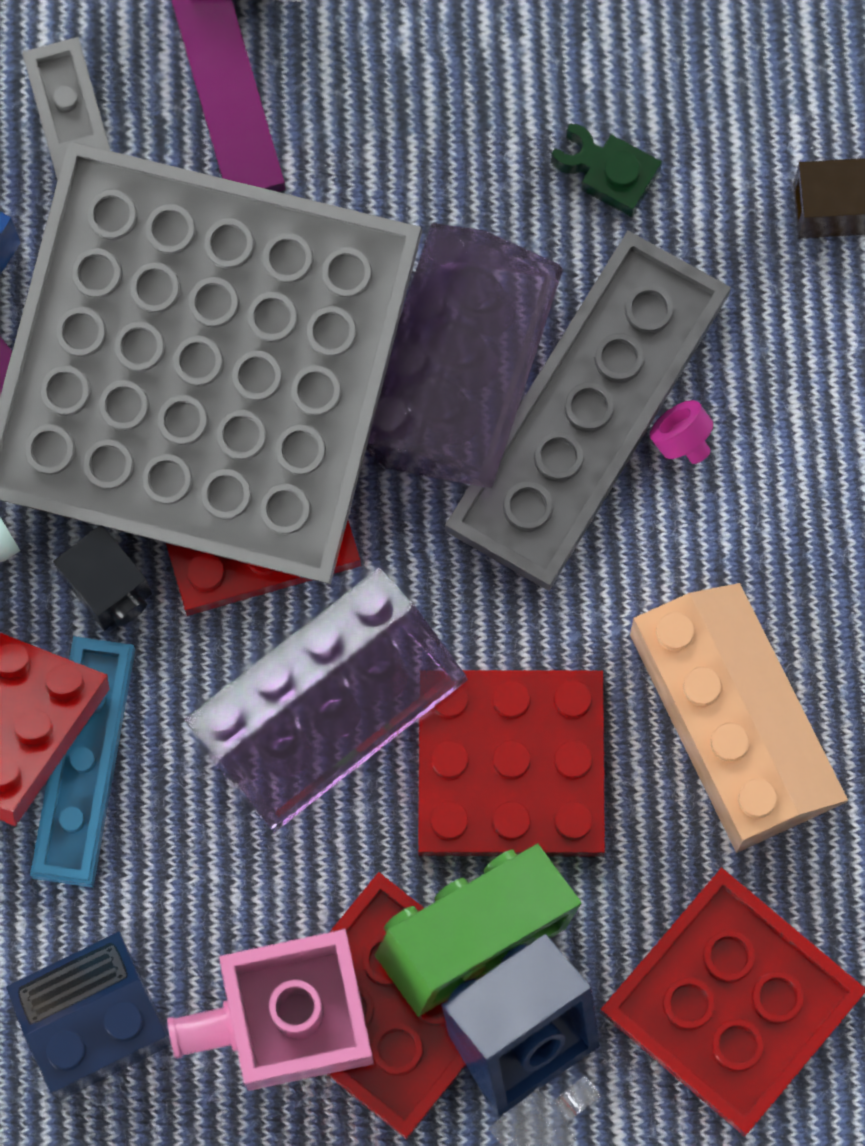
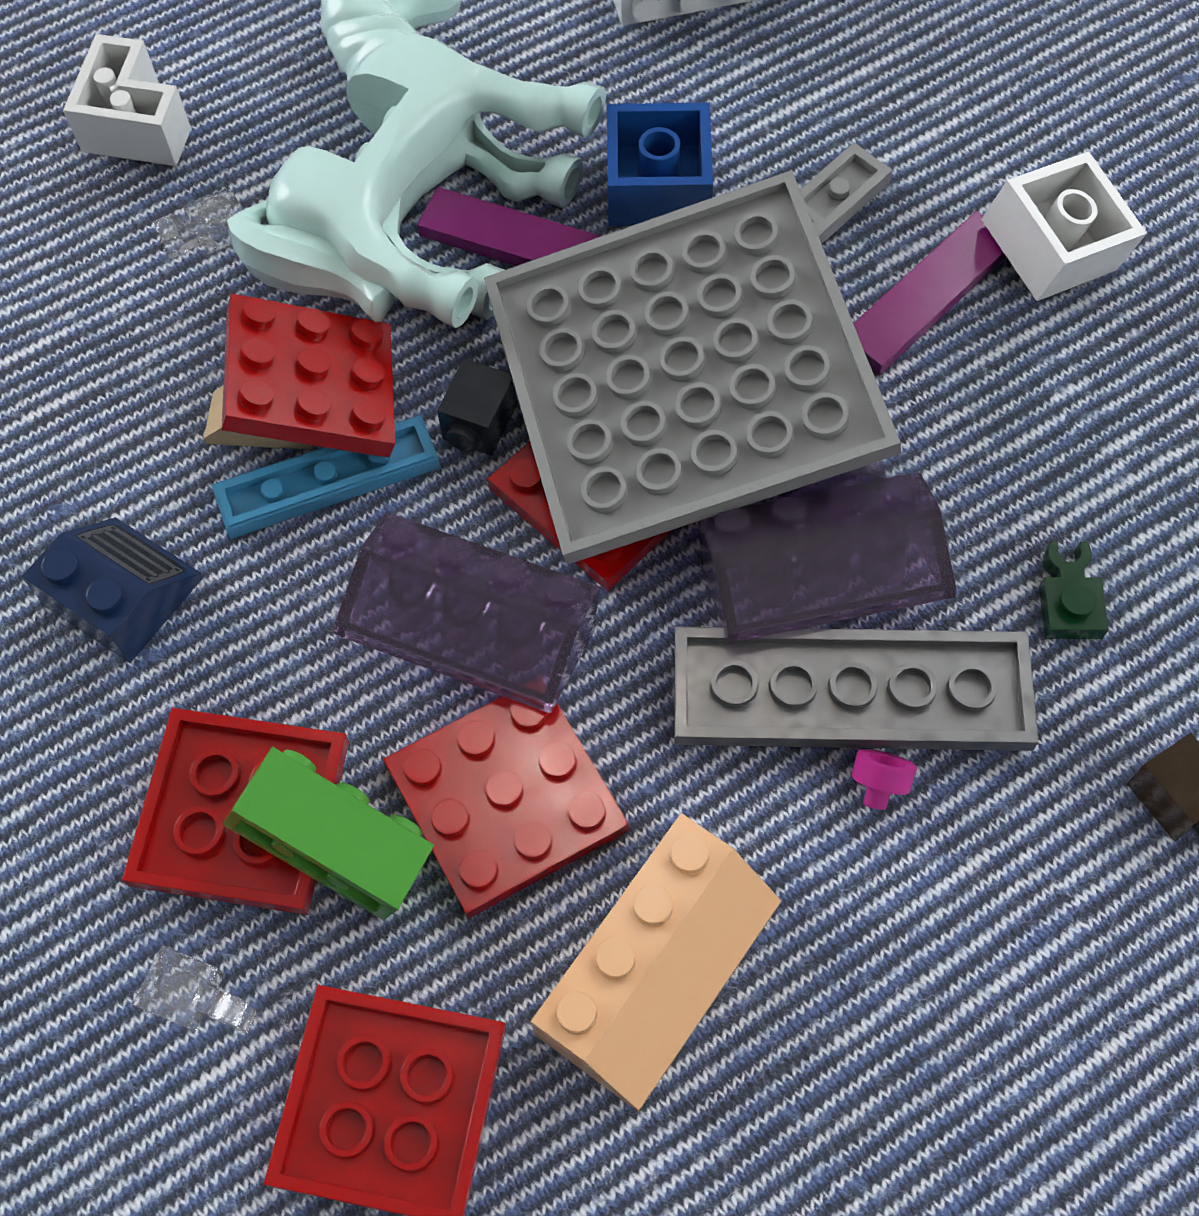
camera: 60 degrees right, 10 degrees down
(286, 1012) = (170, 714): bright pink brick -> none
(522, 1022) = (260, 916): slope -> none

